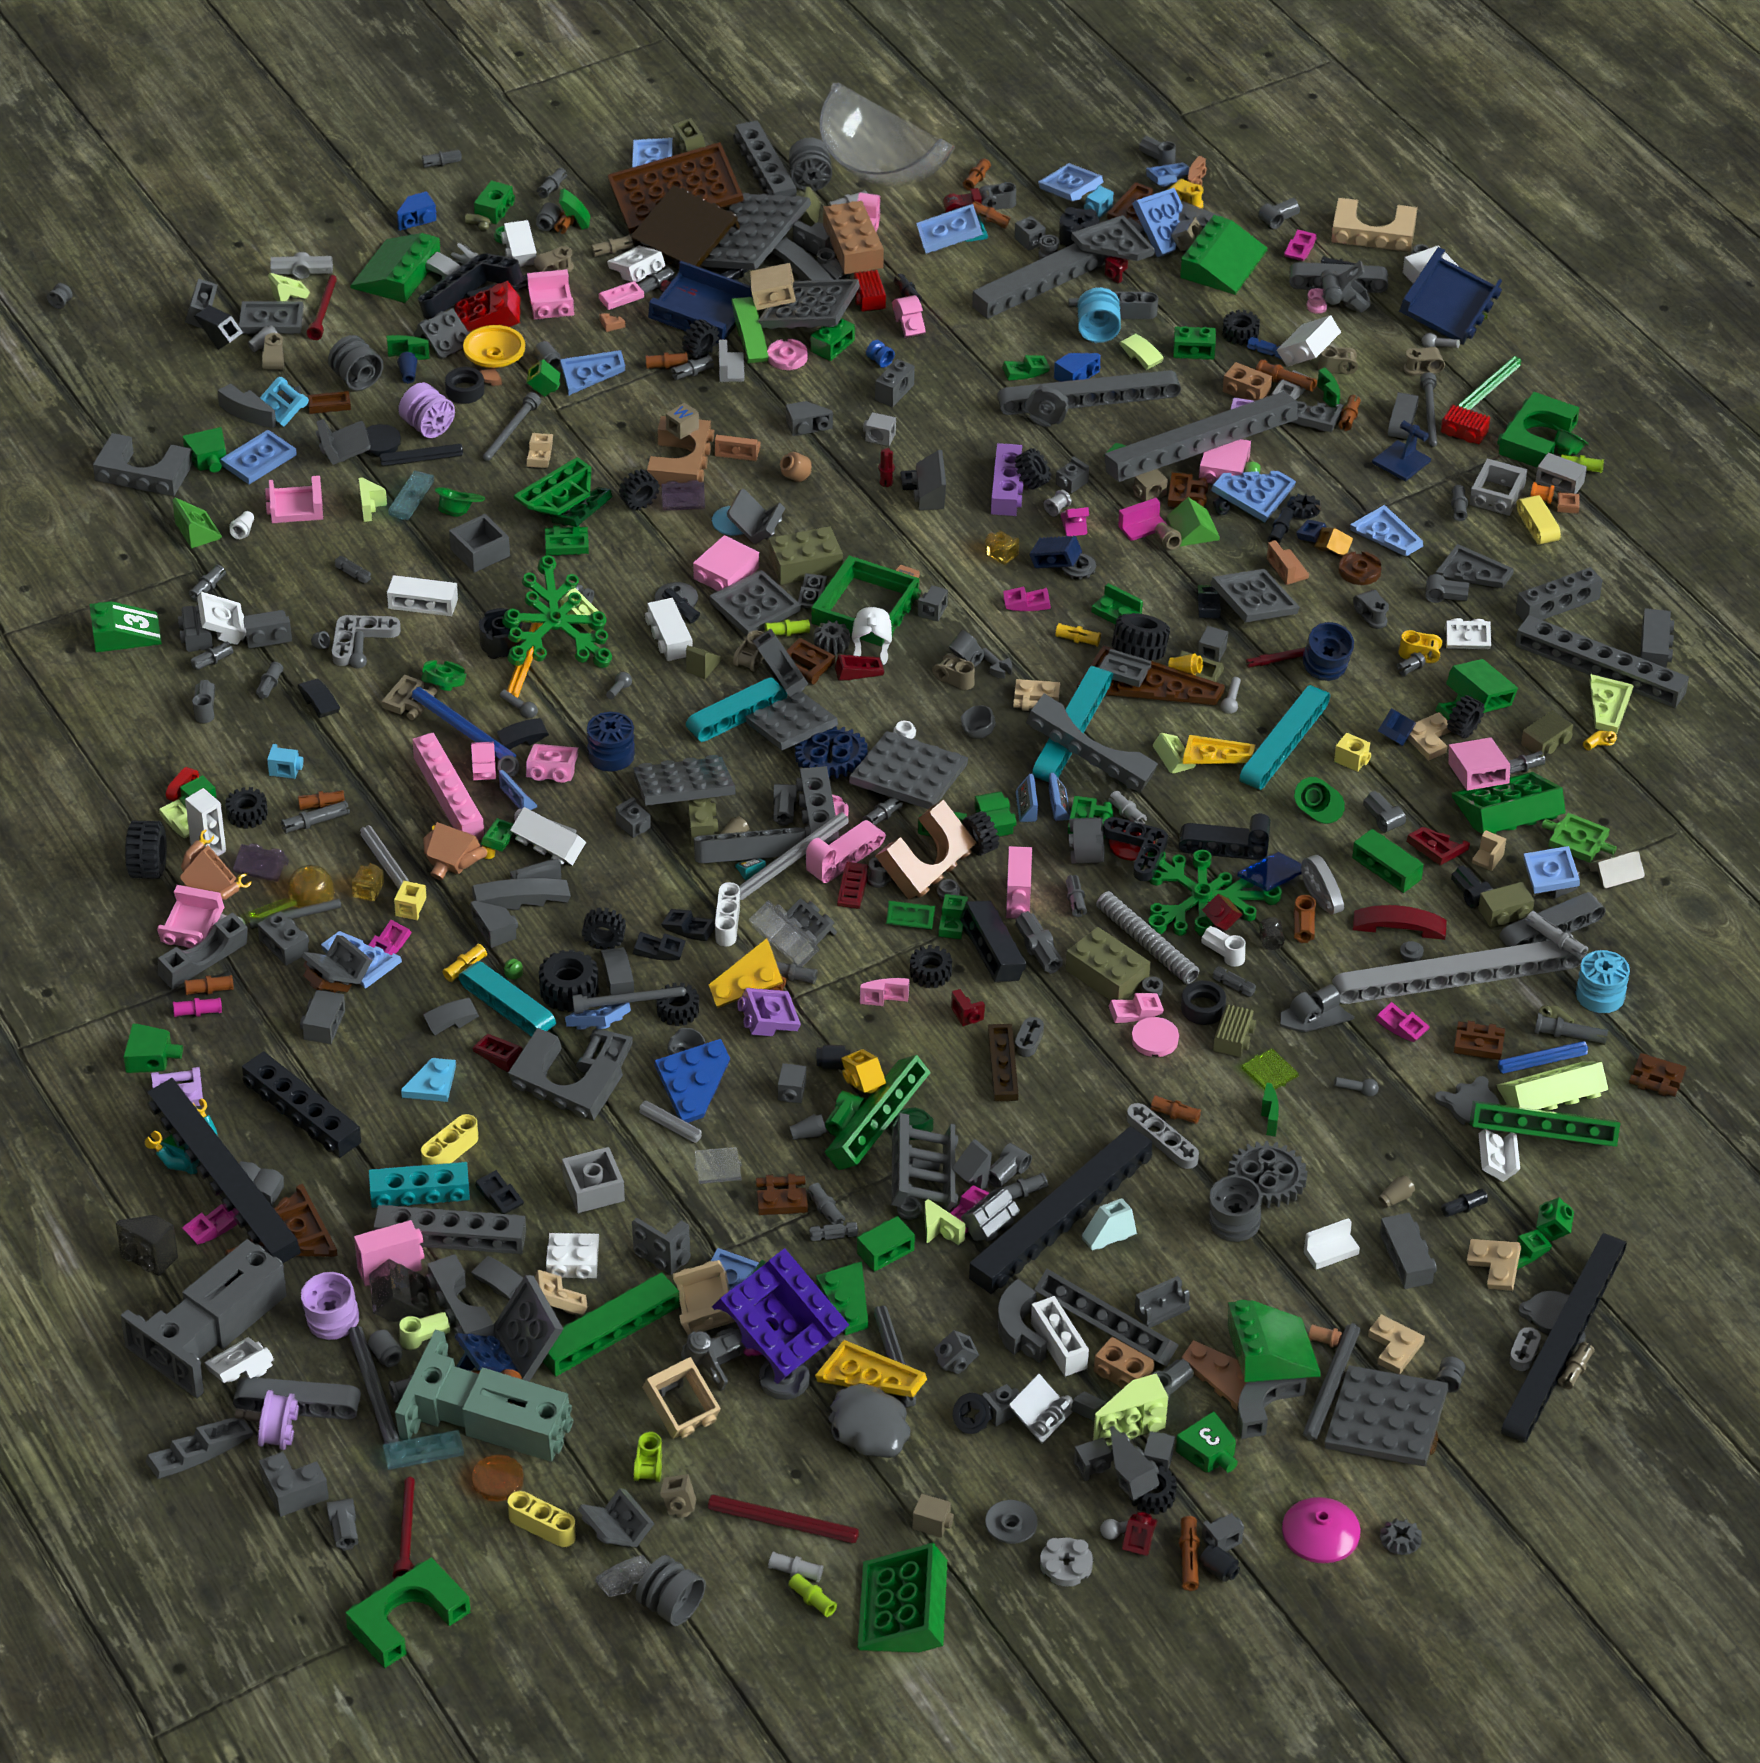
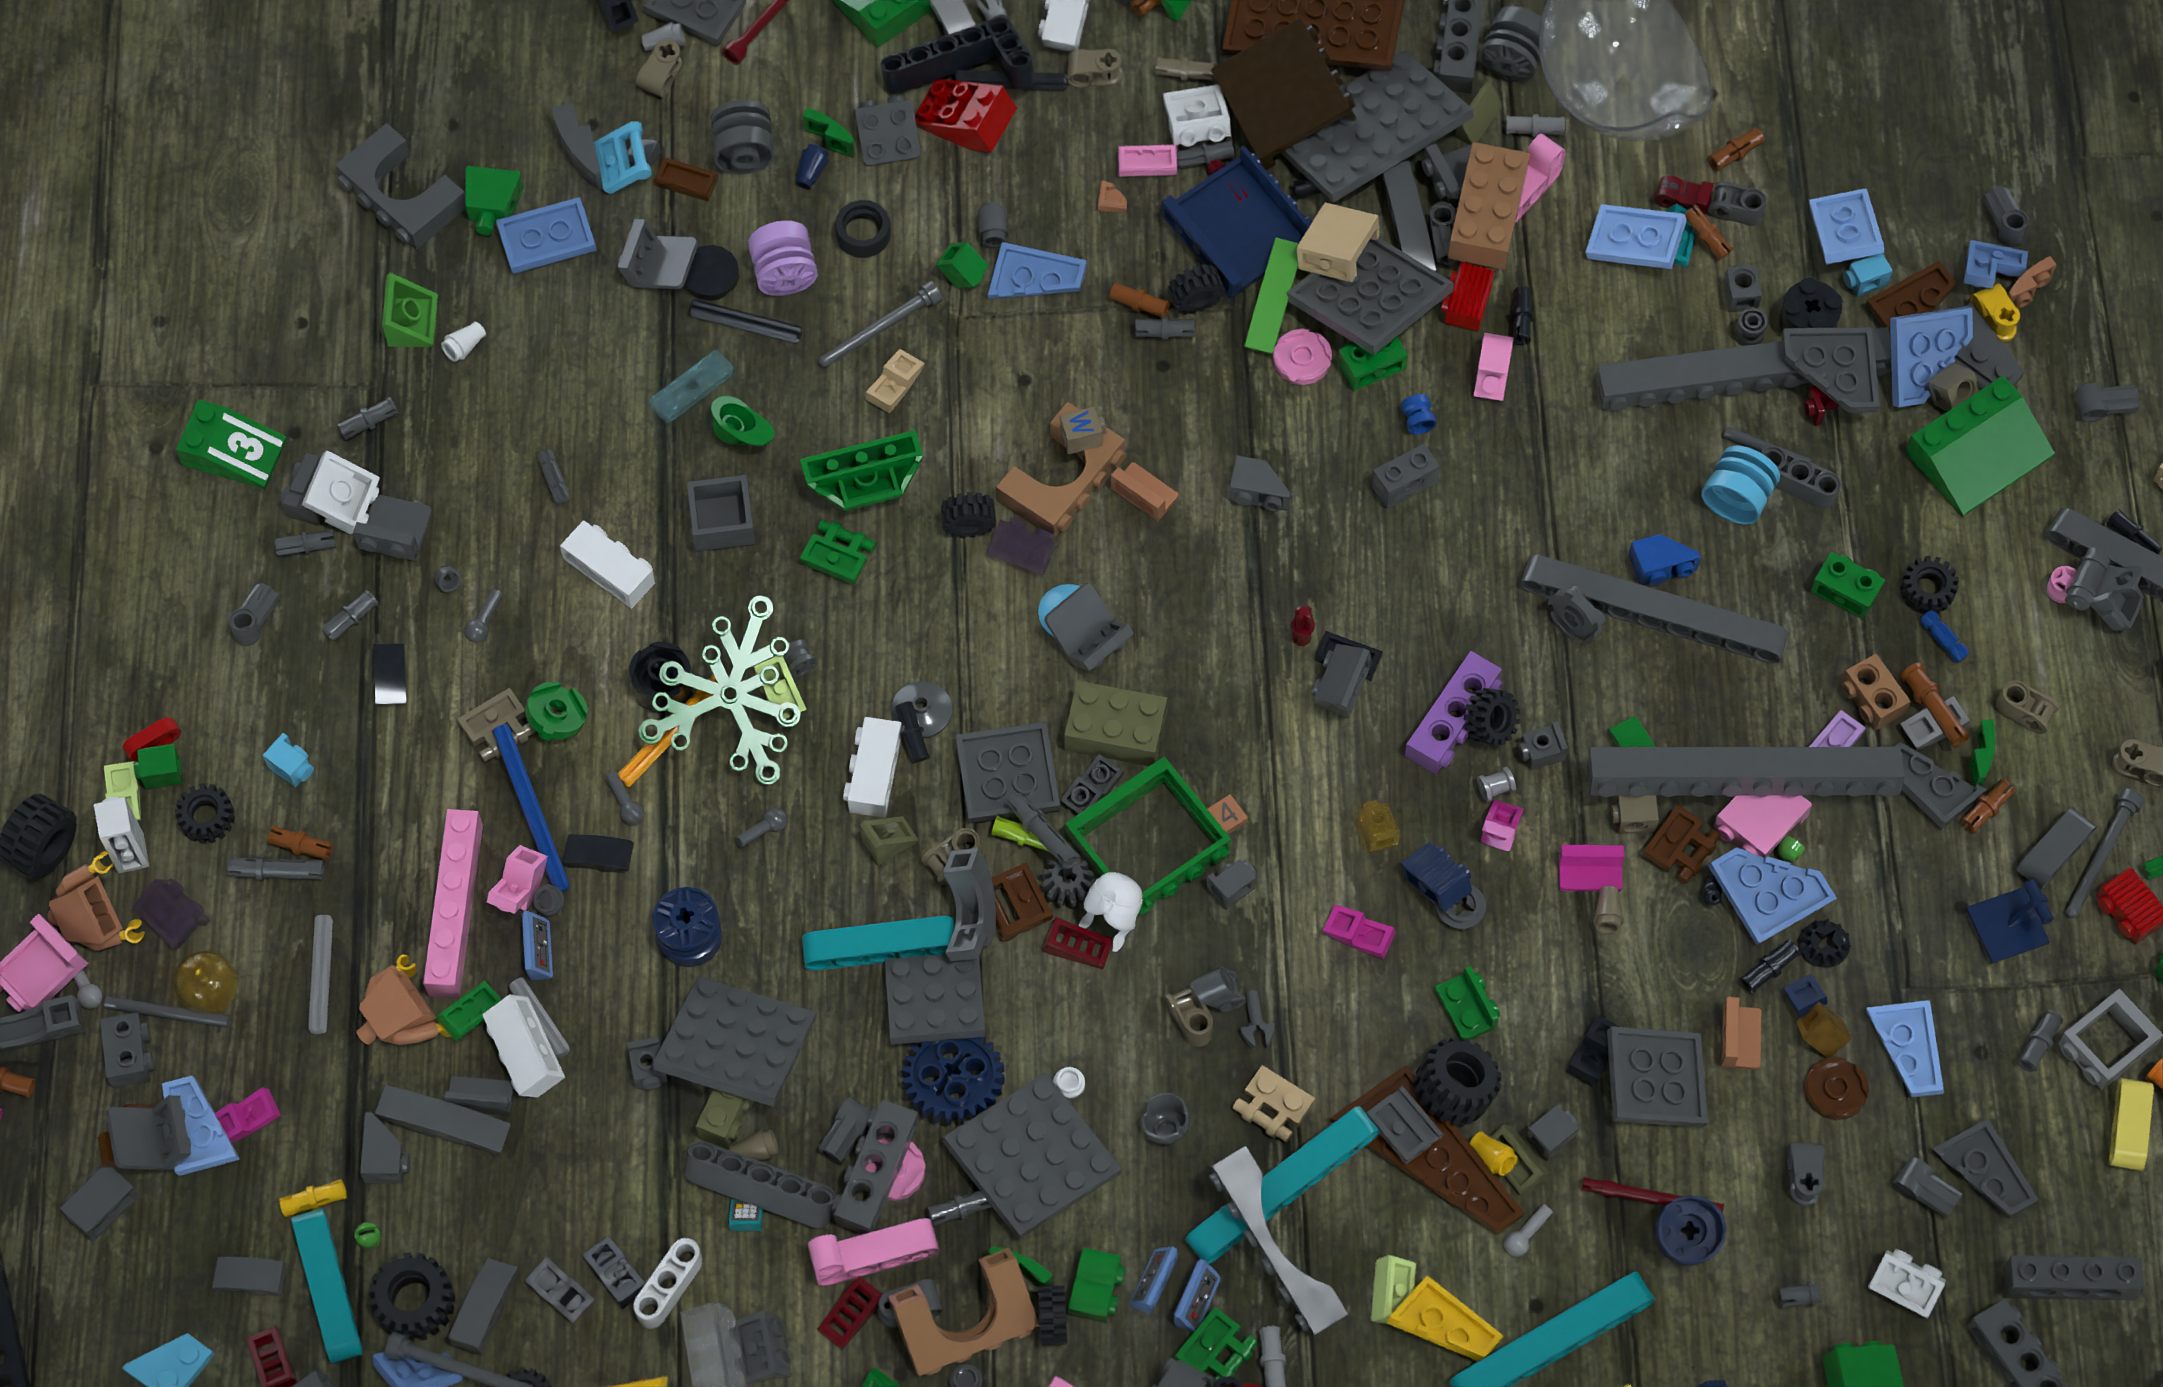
camera: 30 degrees right, 20 degrees up
(272, 908) = (139, 996): clear neon green piece -> none
(295, 502) = (547, 331): bright pink panel -> none
(357, 623) = (499, 579): light grey beam -> none
(368, 876) = (275, 1017): clear yellow brick -> none
(371, 497) = (635, 366): yellowish green slope -> none
(410, 900) = (296, 1060): light yellow brick -> none
(491, 376) = (904, 225): nougat tile -> none
(494, 346) = (930, 171): yellow dish -> none
(550, 294) = (1058, 121): bright pink panel -> none
(551, 762) = (602, 921): bright pink plate -> none
(584, 509) = (874, 518): dark green wing -> none
(605, 919) = (499, 1236): black tyre -> none
(725, 564) = (1007, 691): bright pink brick -> none
(730, 364) = (1217, 341): light grey panel -> none
(791, 855) = (792, 1235): light grey axle -> none
(793, 612) = (1035, 821): none -> dark grey pin
(795, 466) = (1191, 565): medium nougat head -> none
(880, 429) = (1340, 547): light grey brick -> none
(1030, 367) = (1598, 525): green slope -> none
(1078, 634) = (1388, 1025): yellow pin -> none
(1143, 350) = (1770, 565): yellowish green slope -> none
(1192, 523) = (1655, 905): bright green slope -> none
(1300, 245) = (2102, 472): dark pink slope -> none
(1308, 341) = (1999, 661): white brick -> none
(1417, 642) = (1832, 1273): yellow piece -> none

